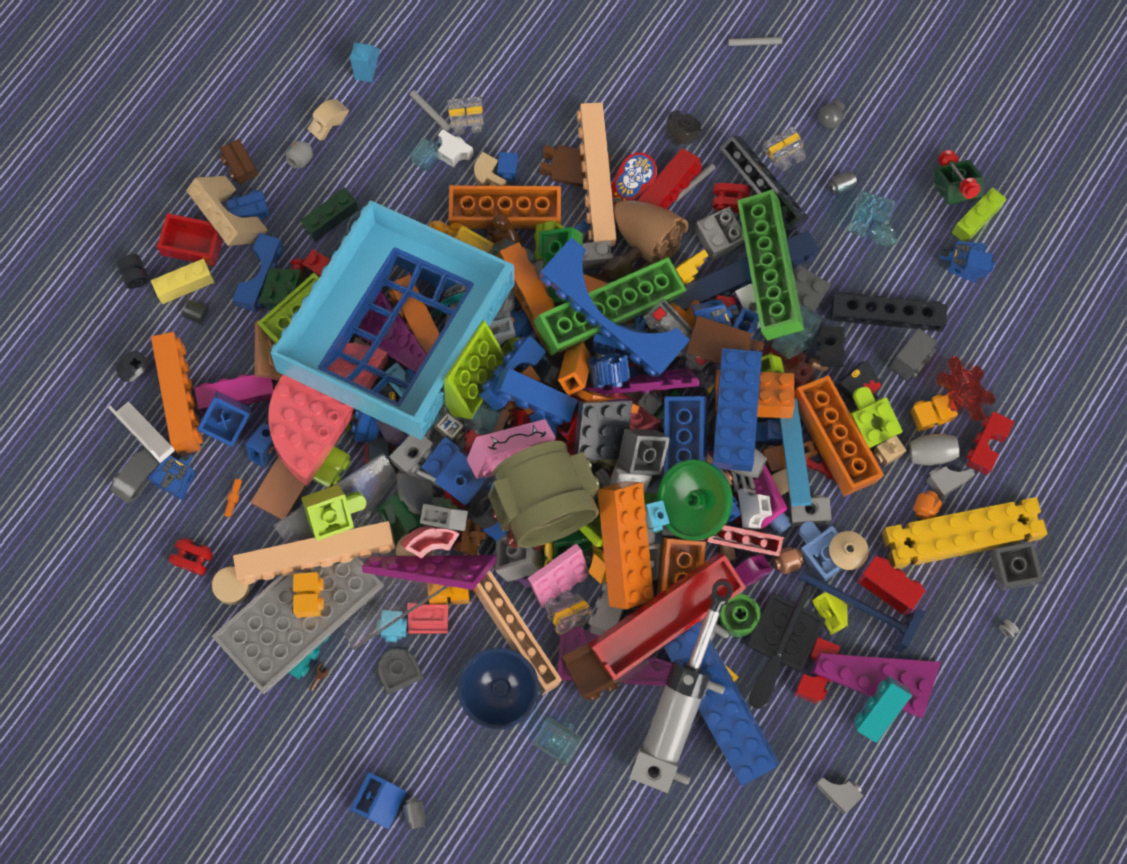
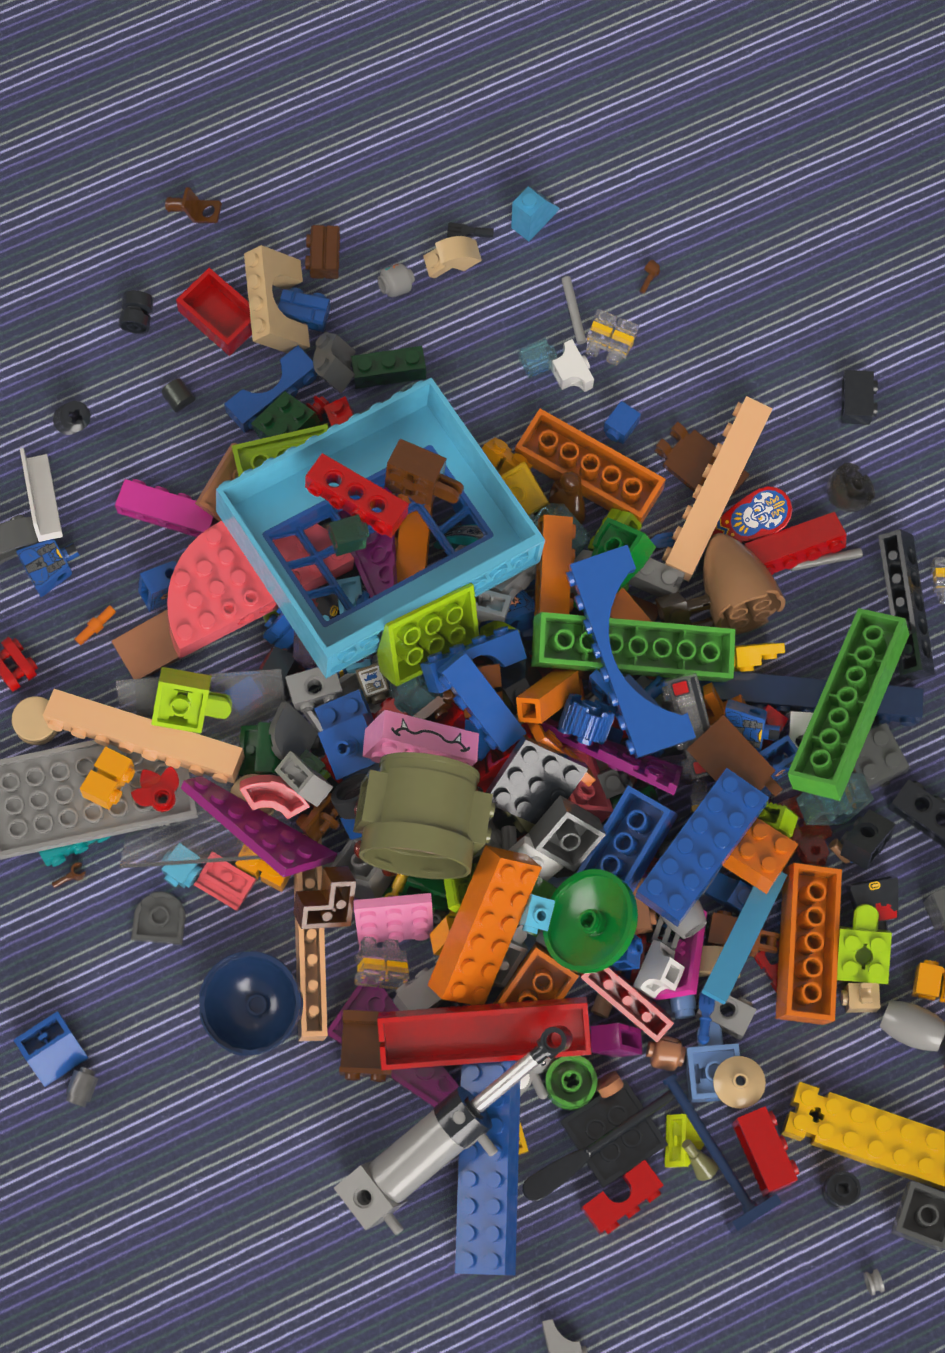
camera: 30 degrees right, 0 degrees up
(129, 179) = (193, 207): none -> reddish brown bracket
(176, 393) = (102, 474): orange brick -> none
(182, 281) = (183, 353): light yellow brick -> none
(224, 418) = (135, 532): blue brick -> none
(290, 230) = (333, 360): none -> dark grey brick
(320, 99) = (456, 229): none -> black piece
(332, 467) = (221, 653): lime brick -> none
(344, 581) = (155, 787): none -> red plate
(361, 298) = (350, 483): none -> red brick
(381, 333) = (348, 535): none -> clear green brick
(405, 267) = (420, 475): none -> reddish brown brick
(466, 56) = (653, 269): none -> reddish brown hand
(485, 171) = (592, 414): tan brick -> none
(512, 589) = (330, 905): none -> reddish brown brick
(557, 740) = (284, 1099): clear light blue tile -> none
(651, 67) = (858, 397): none -> black brick
(719, 233) = (818, 634): light grey slope -> none
(728, 196) = (845, 603): red brick -> none
(766, 601) = (609, 1084): none -> nougat tile
(797, 514) = (706, 1006): none -> blue piece
(856, 619) = (702, 1164): none -> olive cone
(866, 673) = (700, 1261): magenta wing -> none
(882, 708) = (666, 1283): teal brick -> none
(927, 505) = (866, 1085): orange head -> none
(945, 481) = (907, 1071): light grey arch -> none
(953, 582) = (841, 1190): none -> black wheel

